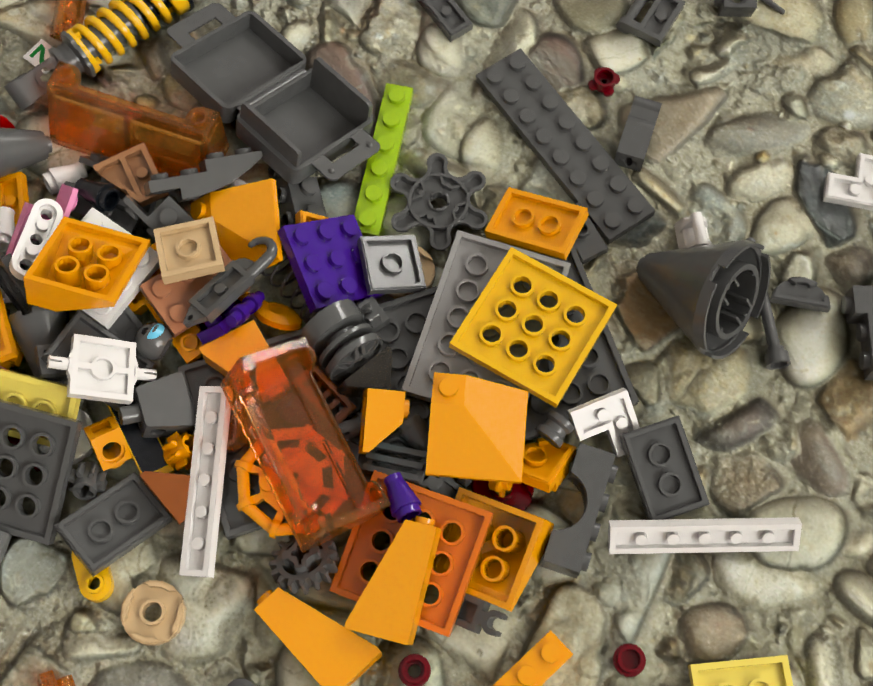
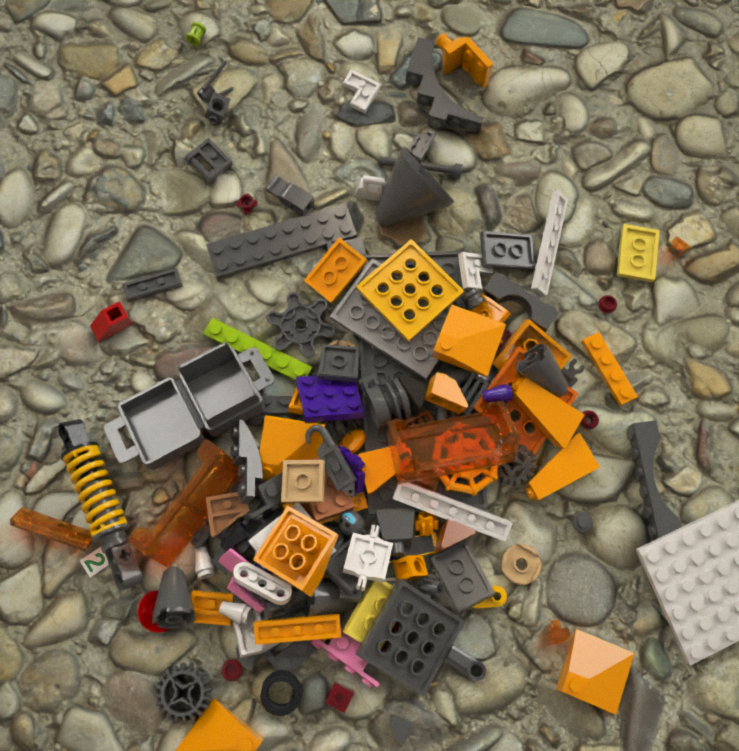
camera: 80 degrees left, 5 degrees up
(457, 557) = (543, 369): none -> dark grey cone

